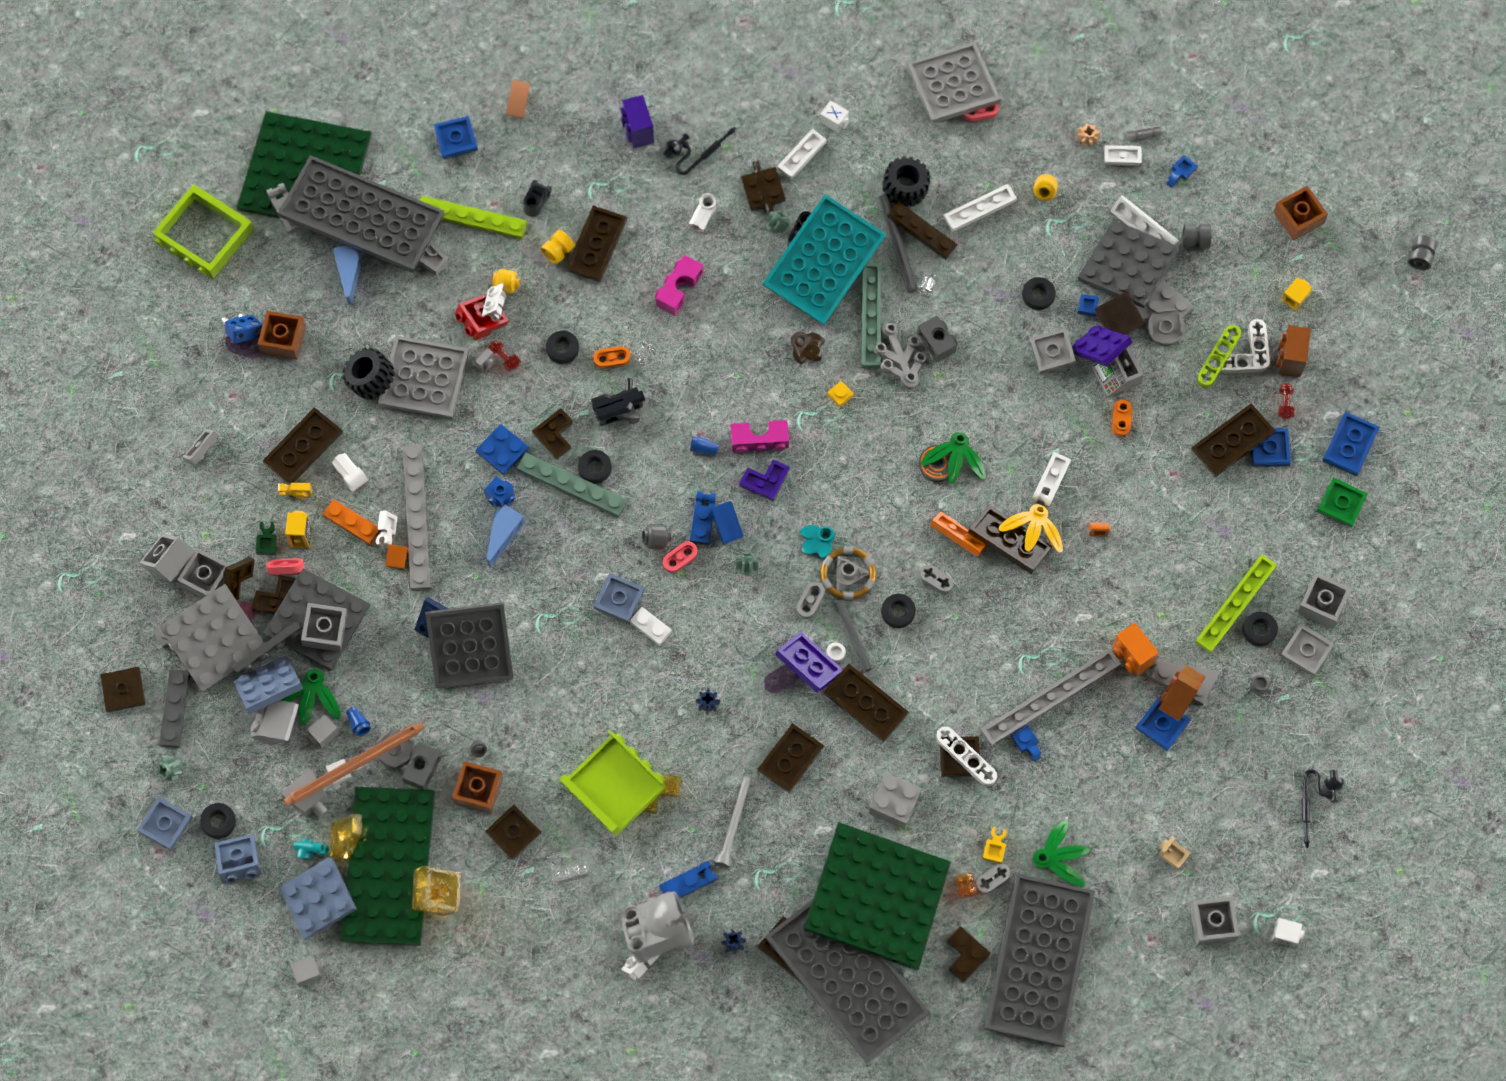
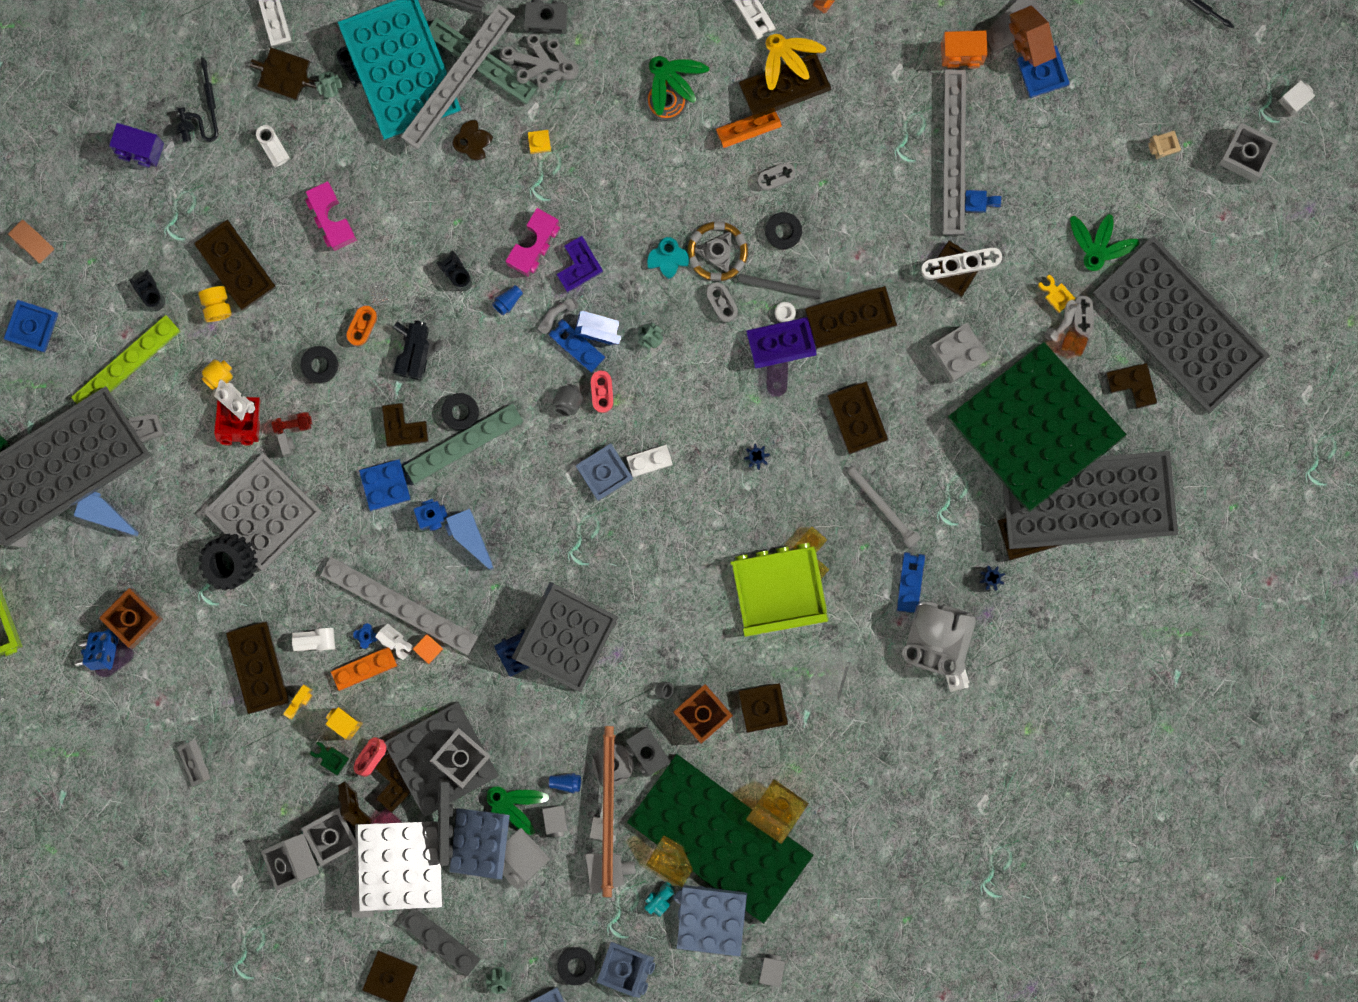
camera: 55 degrees left, 15 degrees up
(376, 502) = (364, 642): none -> blue plate
(699, 394) = (453, 269): none -> black piece
(731, 492) = (546, 324): none -> light grey piece
(845, 303) = (457, 77): none -> light grey plate
(961, 866) = (1055, 335): none -> light grey piece

